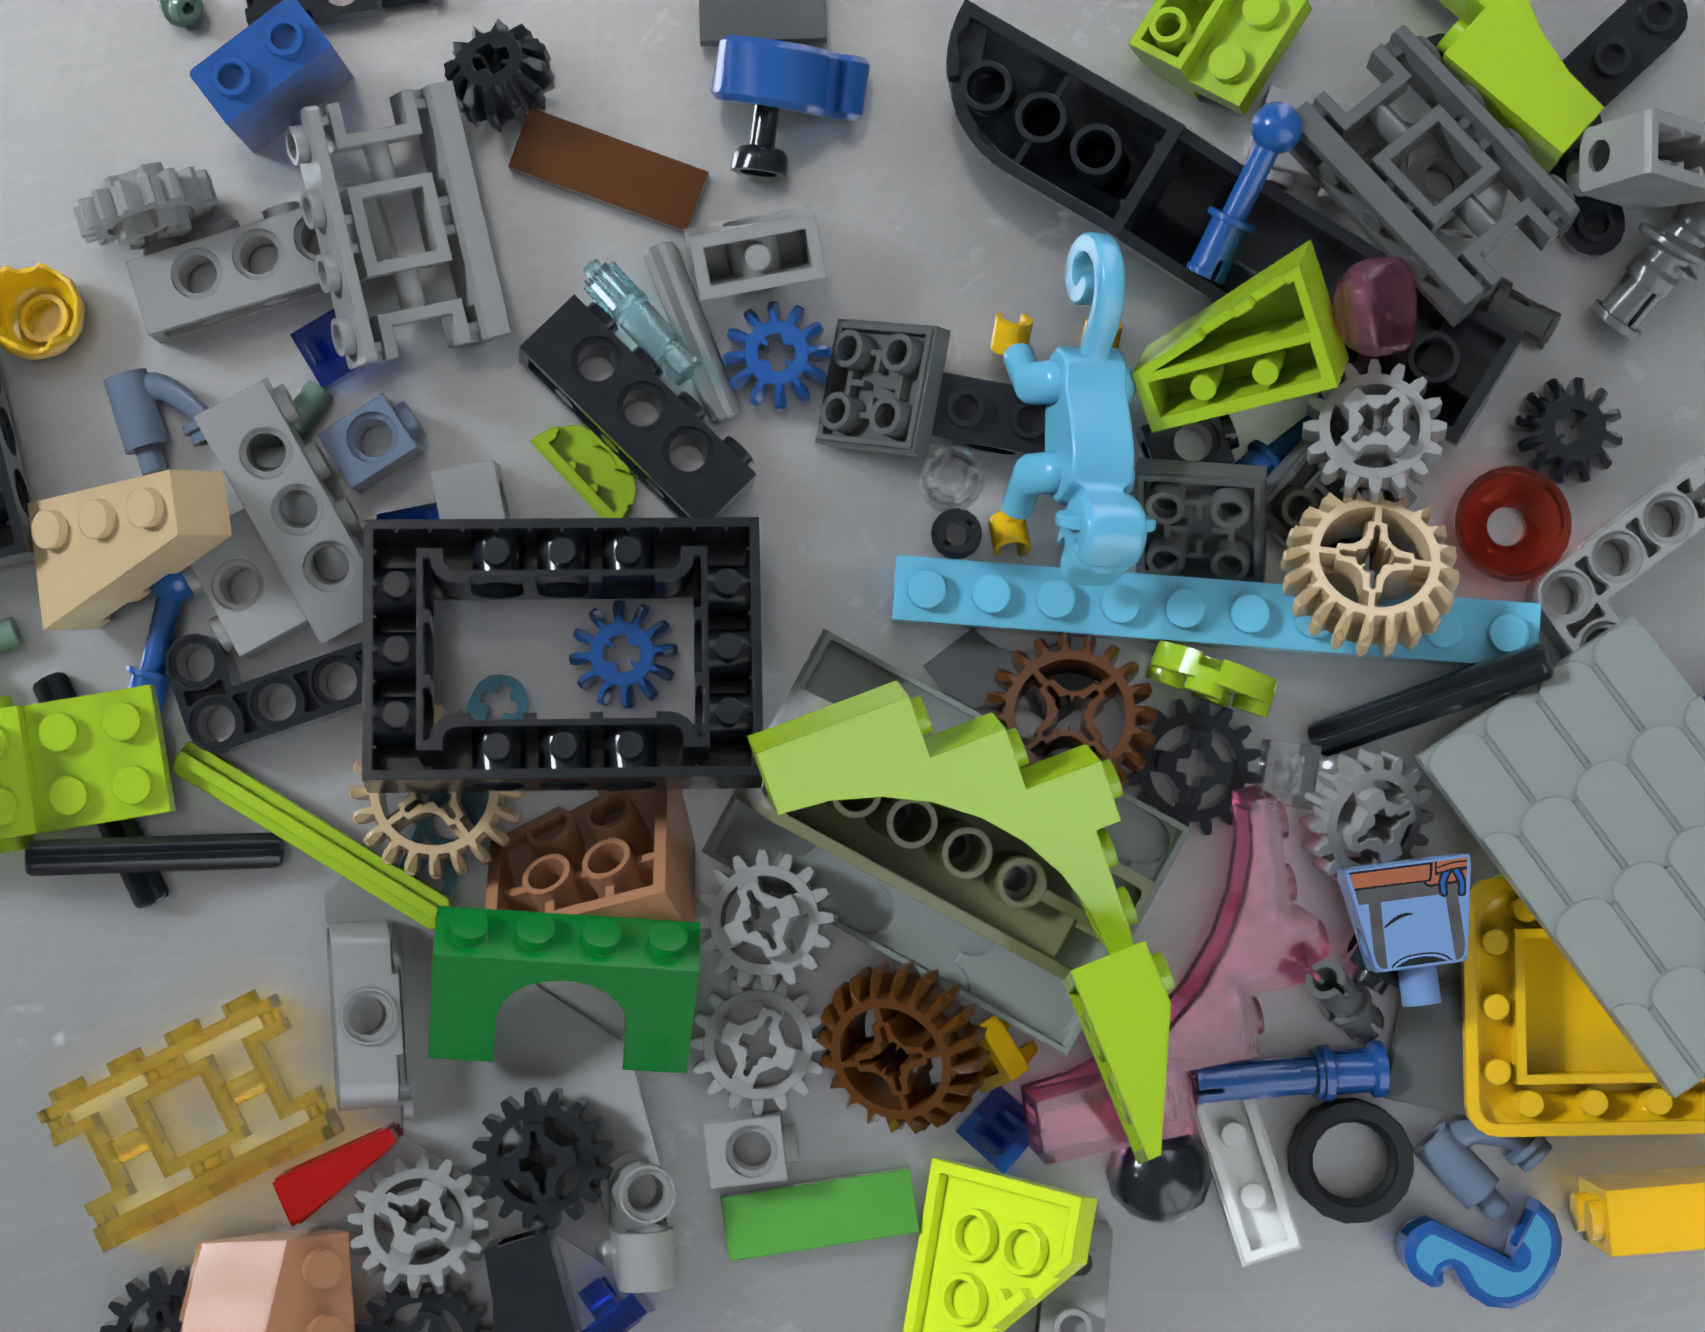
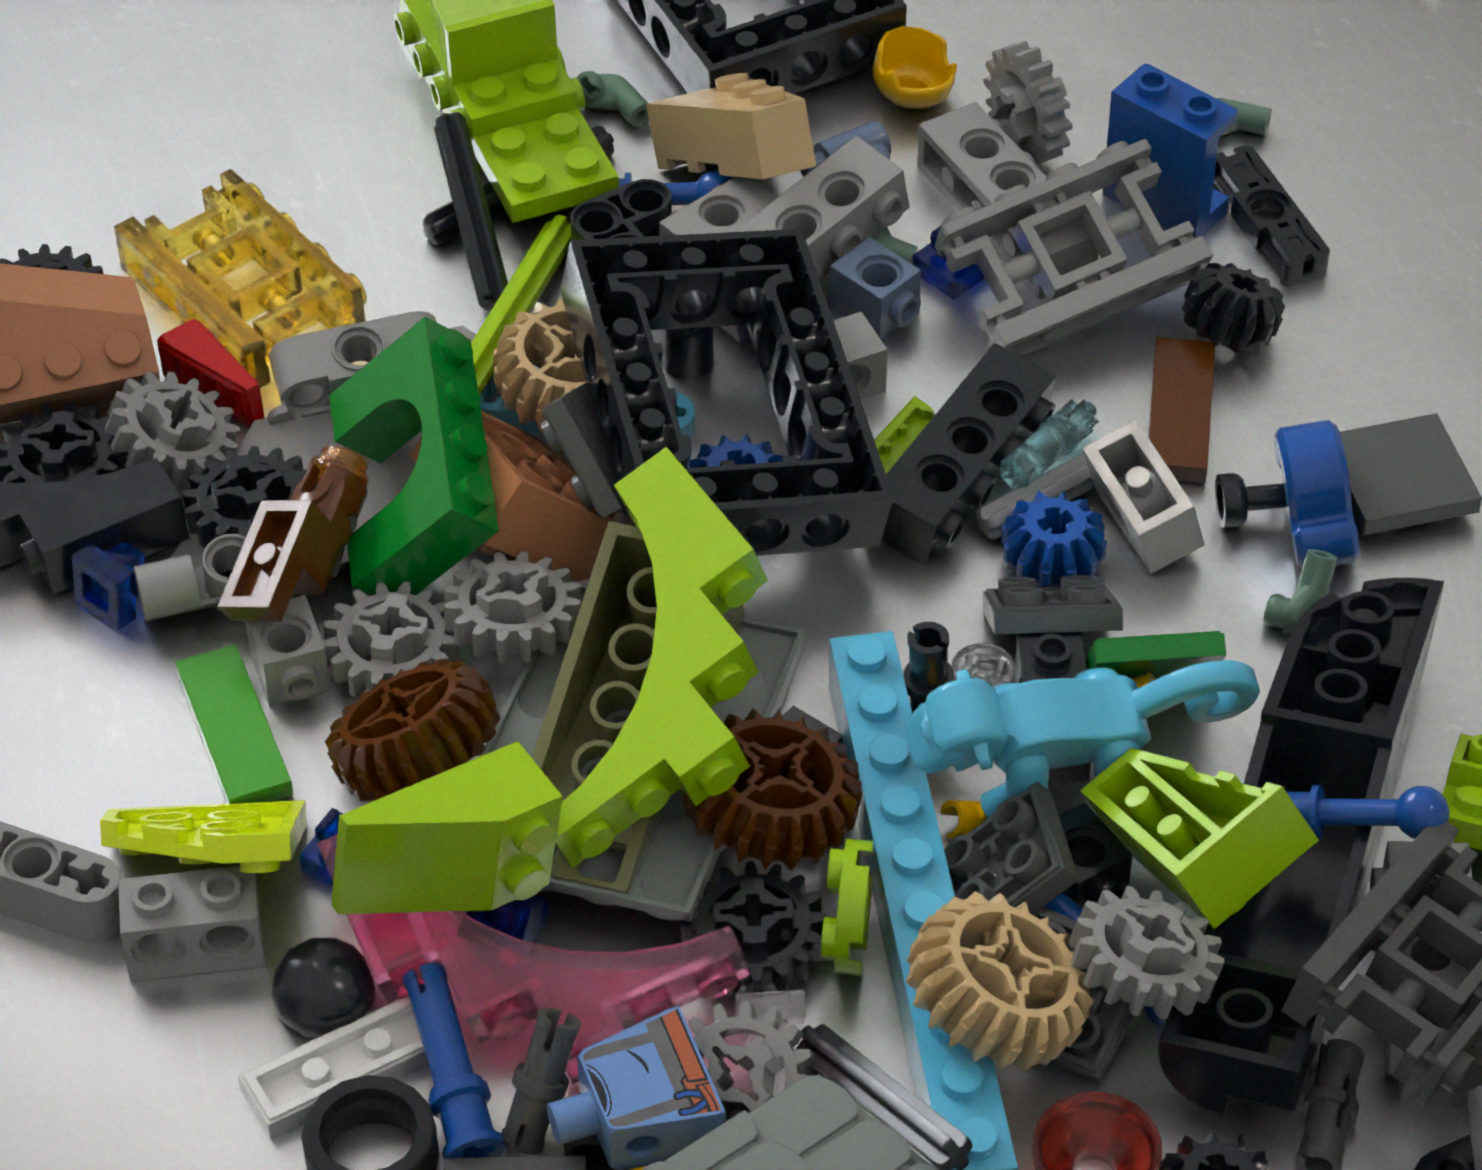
camera: 80 degrees right, 40 degrees down
(594, 818) = (574, 430): none -> dark grey tile
(648, 1125) = (299, 540): none -> reddish brown plate
(900, 124) = (1312, 586): none -> sand green arm
(986, 309) = (1155, 653): none -> green tile
(1376, 306) = (1274, 923): clear pink hair -> none

